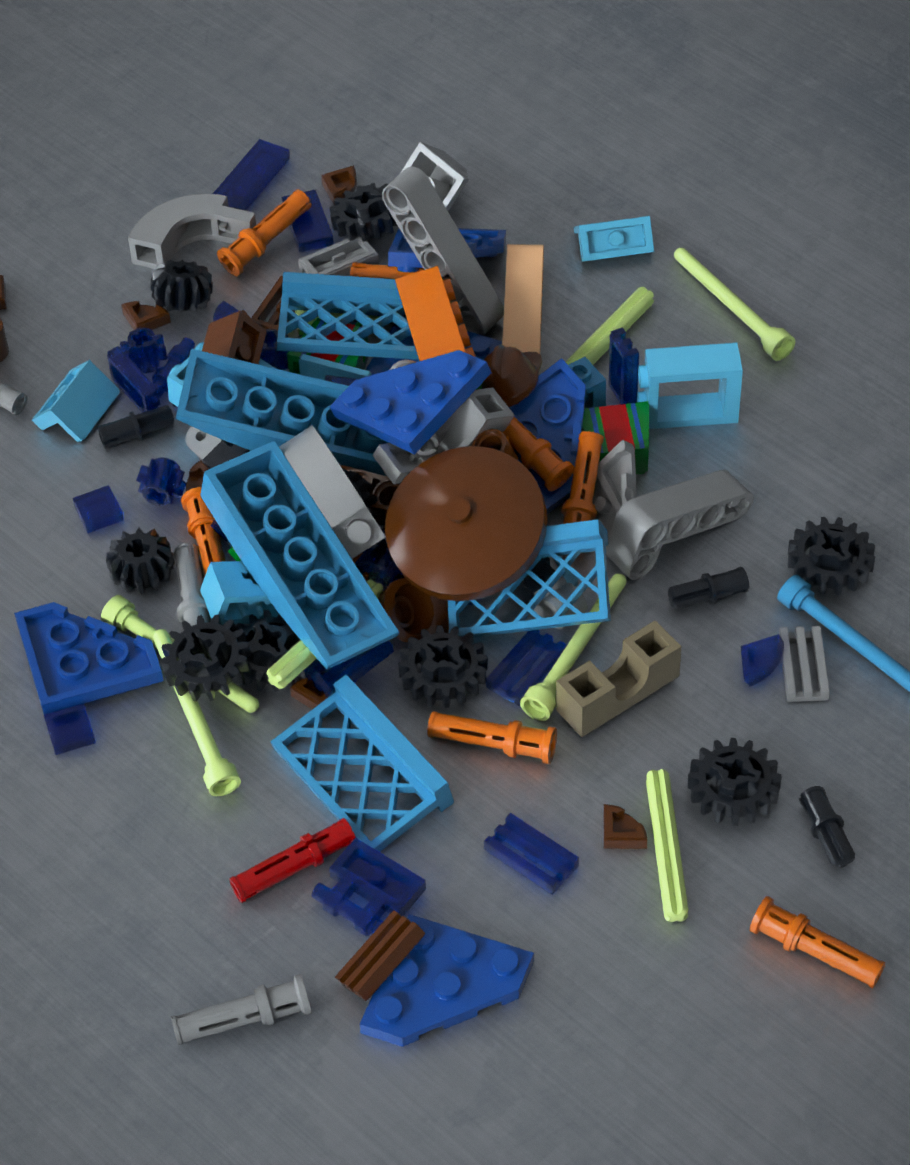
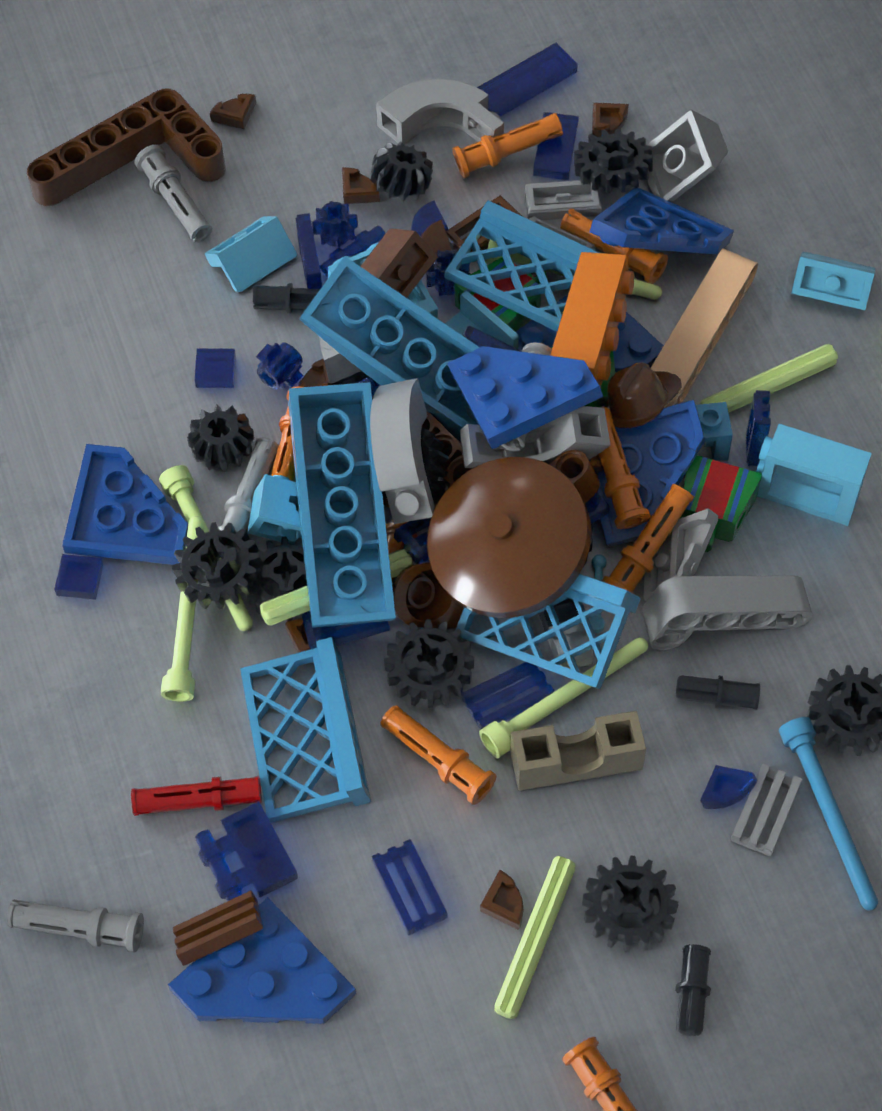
camera: 25 degrees right, 10 degrees up
(439, 243) = (643, 238): light grey beam -> none

